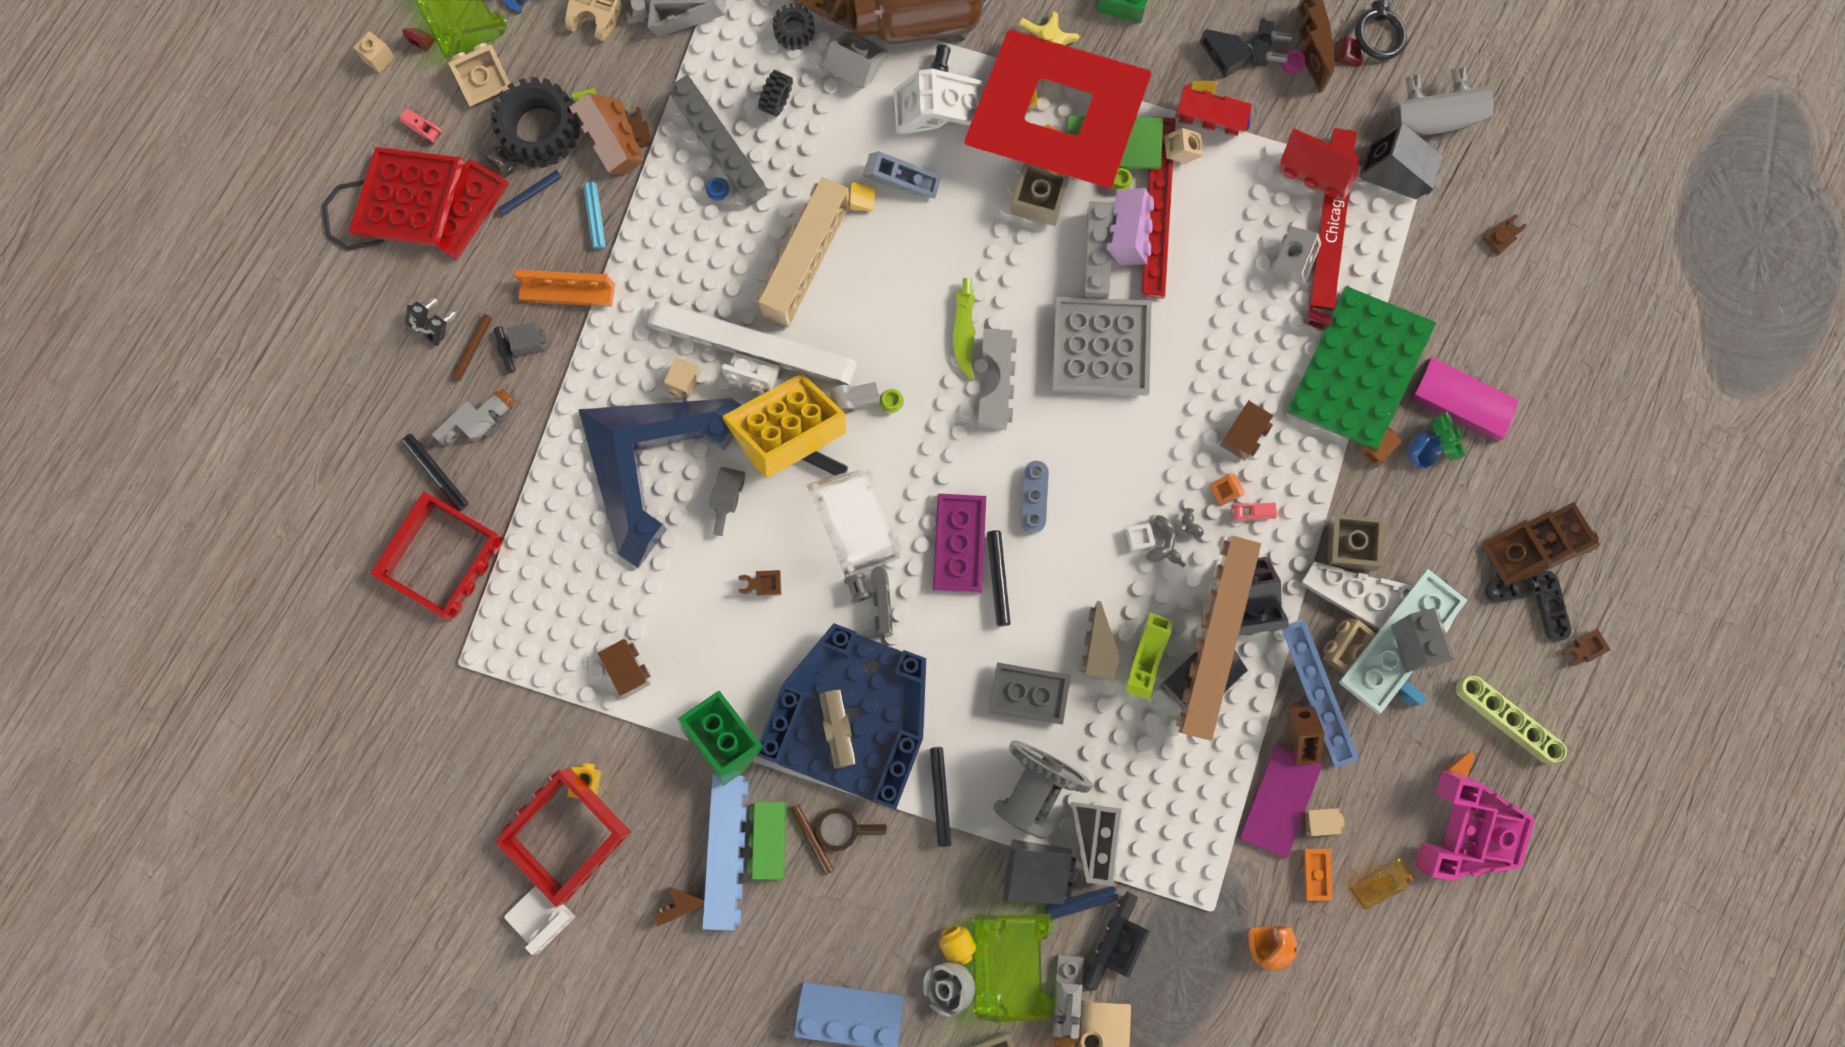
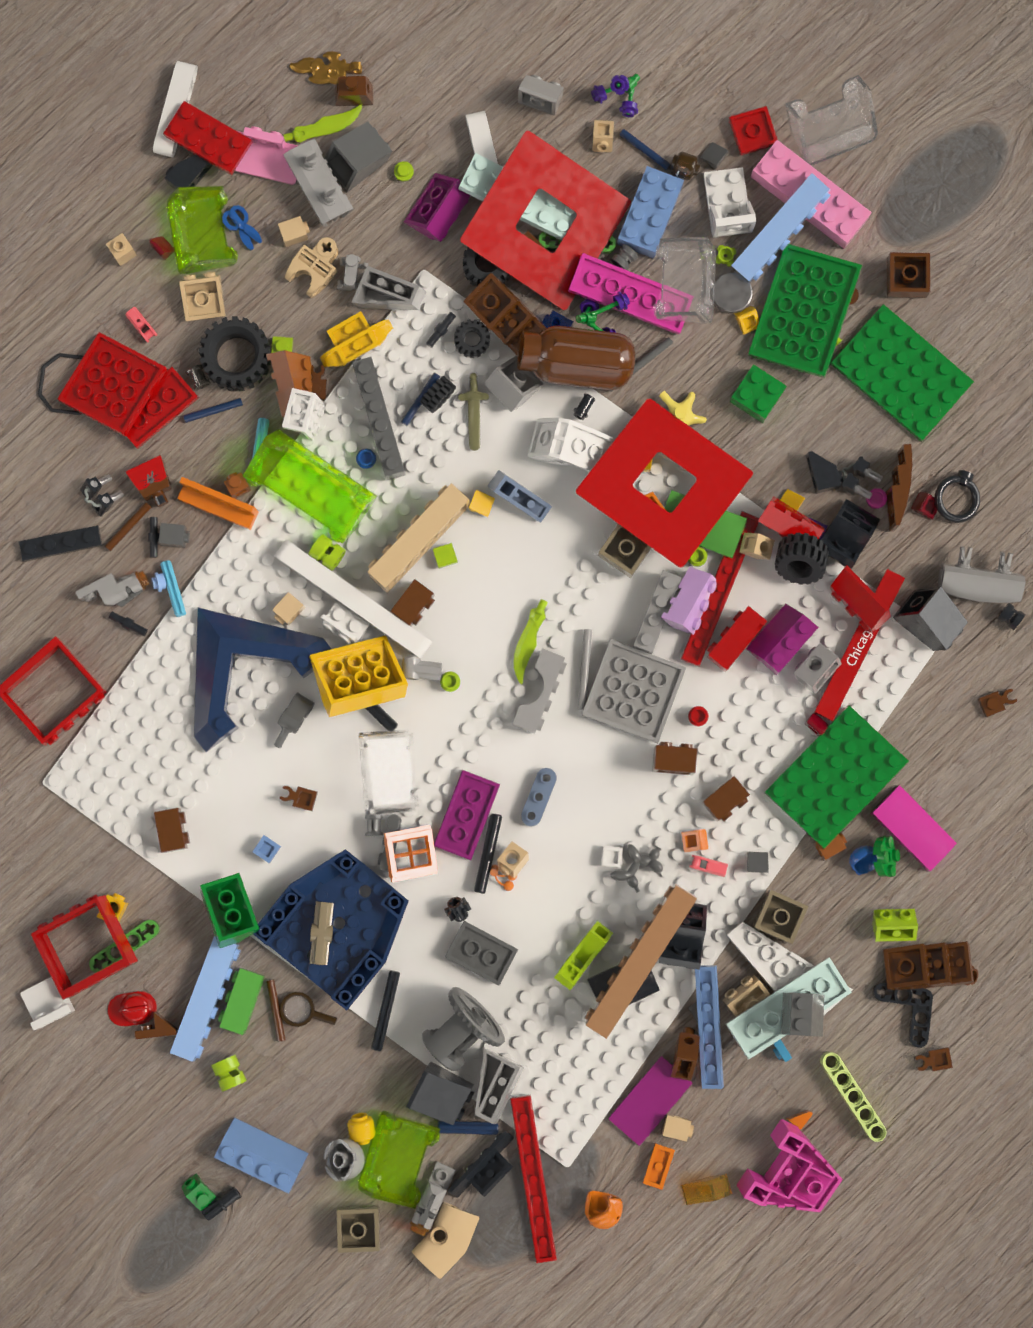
camera: 15 degrees right, 5 degrees up
(400, 389) = (60, 543): none -> black plate
(435, 472) = (68, 621): black axle -> none
(482, 287) = (151, 480): none -> torso
(504, 453) = (128, 623): none -> black bar
(525, 395) = (158, 581): none -> light blue plate
(543, 398) = (173, 589): none -> medium azure axle
(579, 259) = (236, 485): none -> dark orange brick
(617, 801) = (149, 936): none -> bright green beam
(631, 156) = (303, 413): none -> white bracket
(642, 892) = (132, 1008): none -> red piece
(661, 67) = (353, 339): none -> yellow plate
(662, 235) = (310, 484): none -> clear neon green windscreen
(706, 301) = (322, 547): none -> lime wheel
(742, 654) = (266, 849): none -> medium blue plate
(755, 114) = (416, 405): none -> dark blue bar
(756, 28) = (441, 329): none -> black bar
(780, 930) = (228, 1073): none -> lime wheel
(816, 90) = (473, 398): none -> olive sword
(822, 325) = (413, 603): none -> reddish brown brick
(840, 265) = (445, 555): none -> lime tile
(900, 585) = (408, 835): none -> piece
(985, 651) = (457, 909): none -> black gear
(1030, 566) = (515, 852): none -> tan brick
(1034, 595) = (508, 885): none -> orange piece
(1038, 339) = (585, 668): none -> light grey bar
(1102, 651) = (549, 939): dark tan slope -> none
(1175, 403) = (674, 759): none -> reddish brown brick
(1178, 938) = (533, 1179): none -> red tile
(1183, 351) = (698, 716): none -> red plate
(1197, 250) = (736, 638): none -> red wedge
(1234, 126) = (801, 558): none -> black tyre
(1246, 237) = (782, 638): none -> magenta slope
(1278, 104) = (849, 533): none -> black bracket
(1307, 490) = (757, 862): none -> dark grey slope
(1486, 137) = (1007, 613): none -> black wheel
(1486, 510) = (895, 925): none -> lime brick

